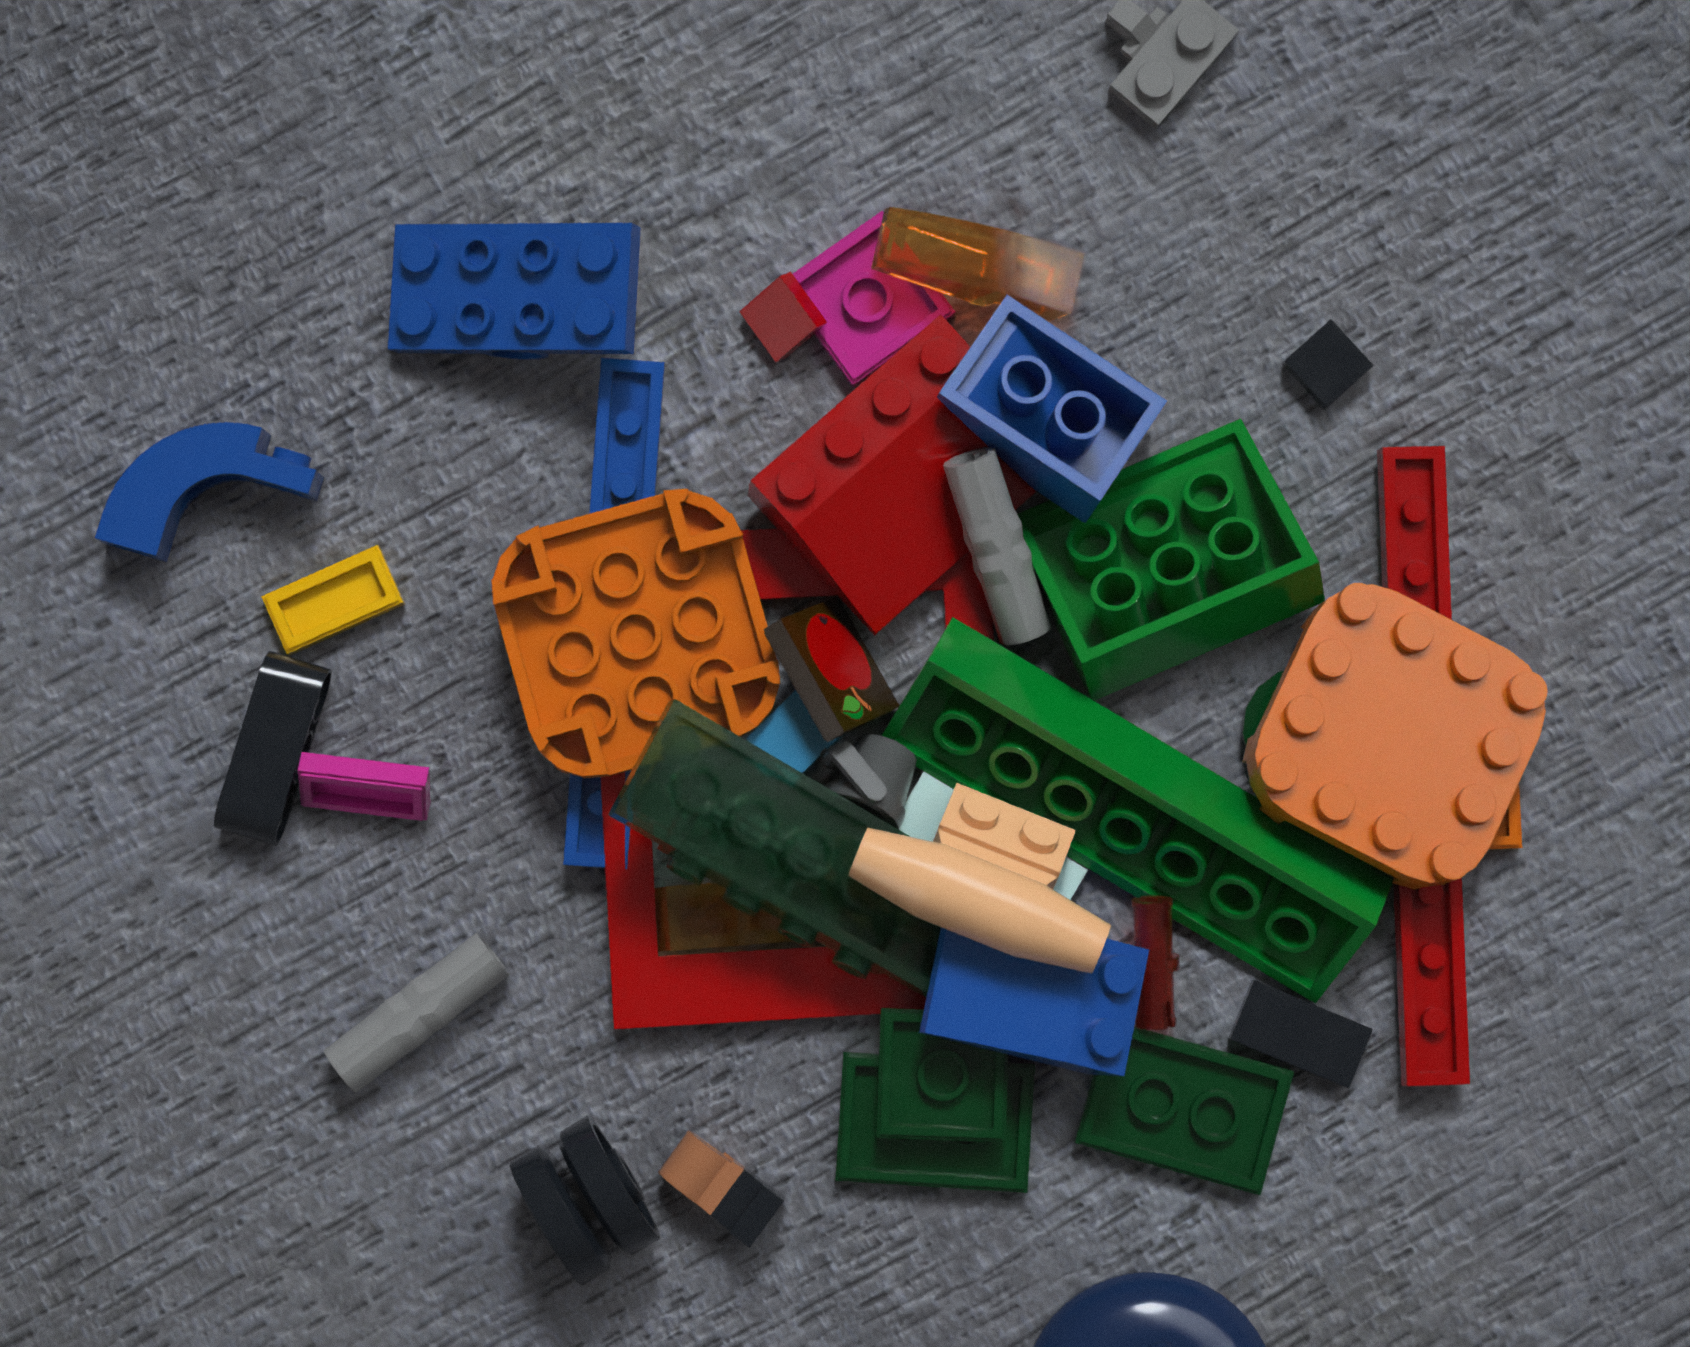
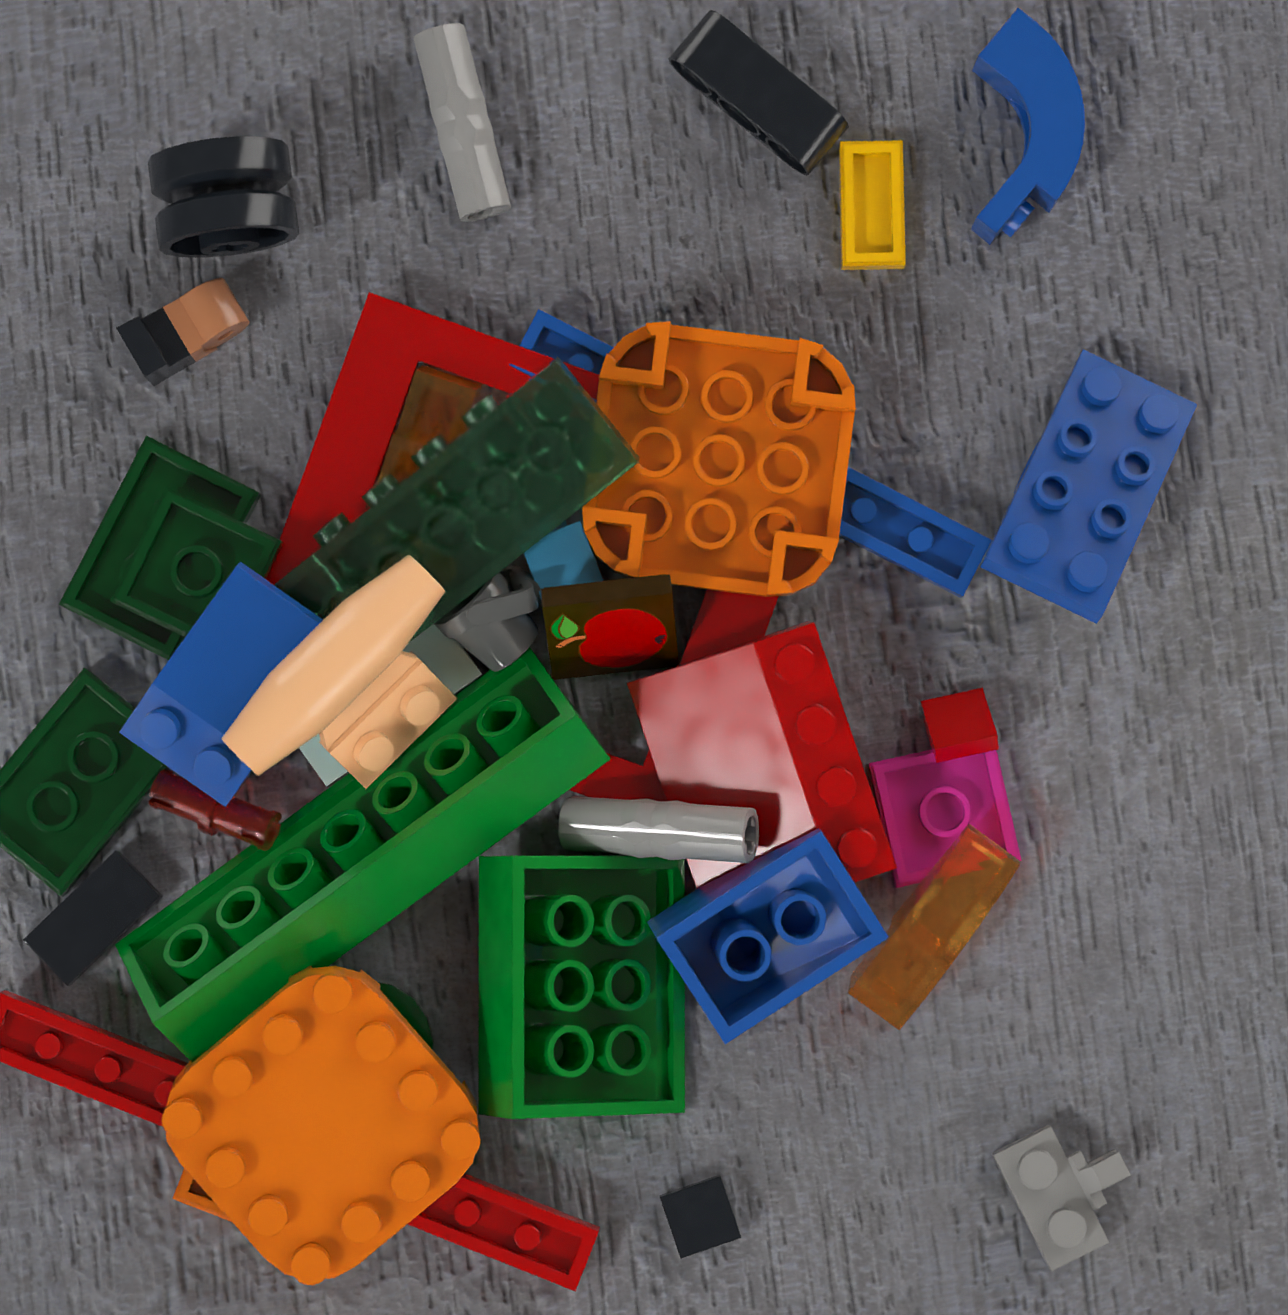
camera: 115 degrees right, 0 degrees up
(364, 786) = (687, 160): dark pink tile -> none

